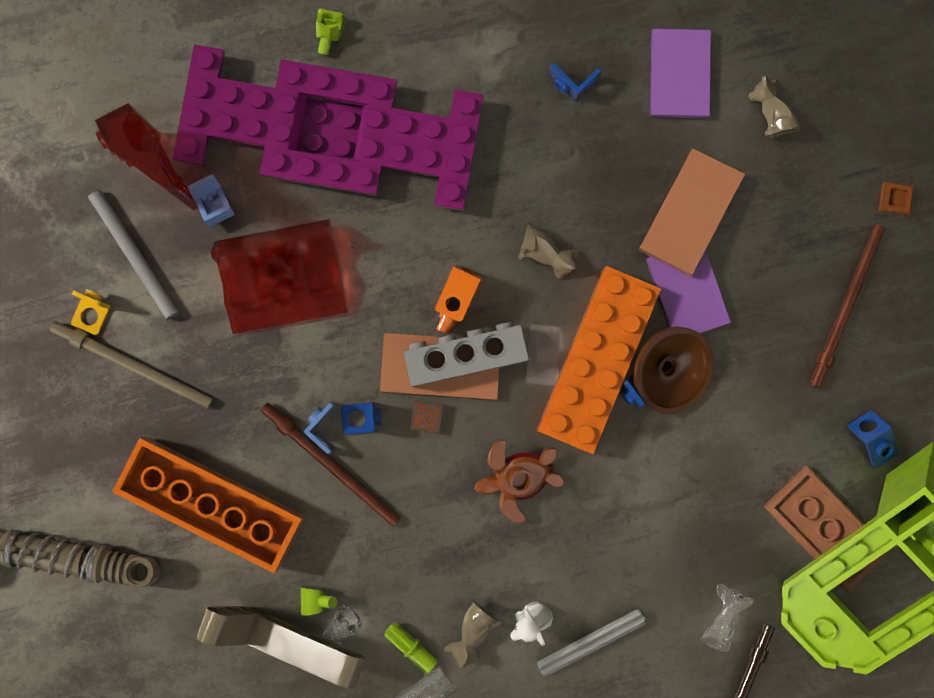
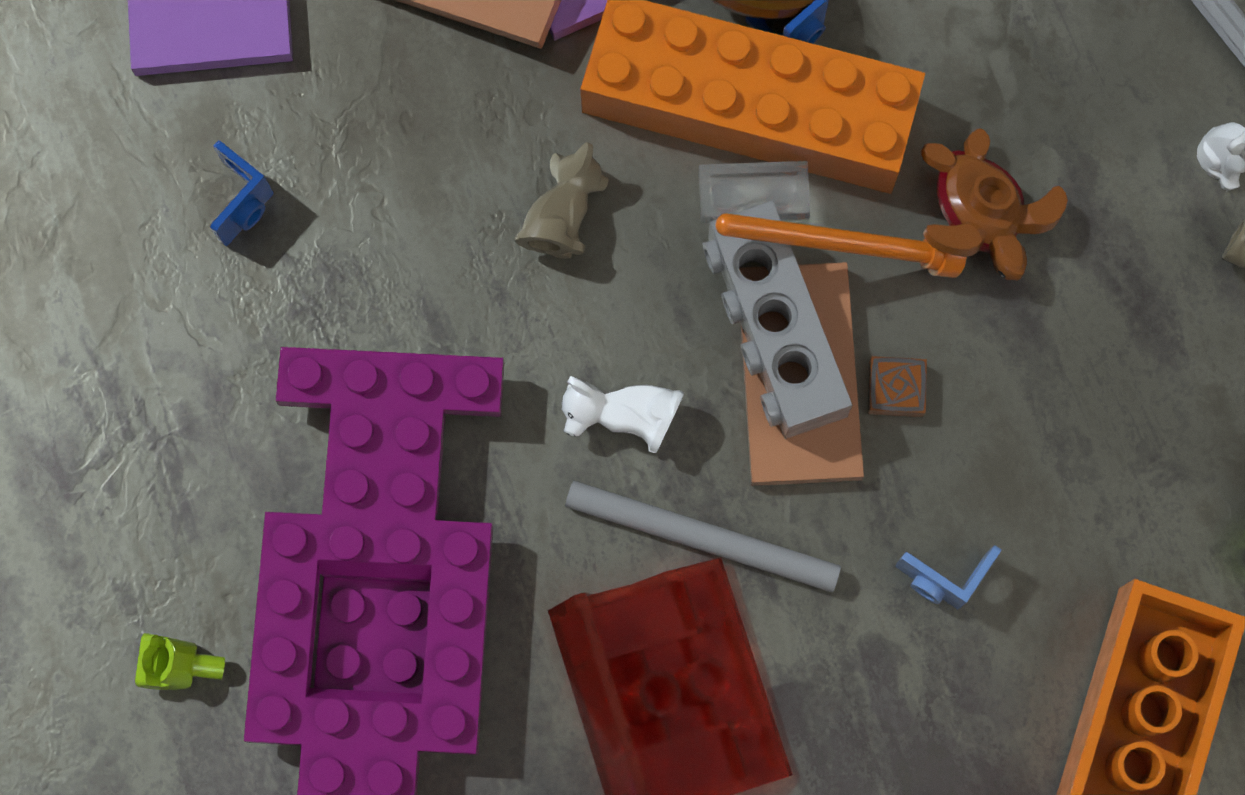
camera: 90 degrees left, 10 degrees down
(287, 426) = (957, 643): copper bar -> none
(360, 304) = (703, 536): none -> light grey piece
(372, 418) = (918, 484): blue bracket -> none
(429, 274) = (633, 410): none -> white animal
(462, 285) = (647, 346): orange torso -> none
(503, 389) = (841, 240): none -> orange piece

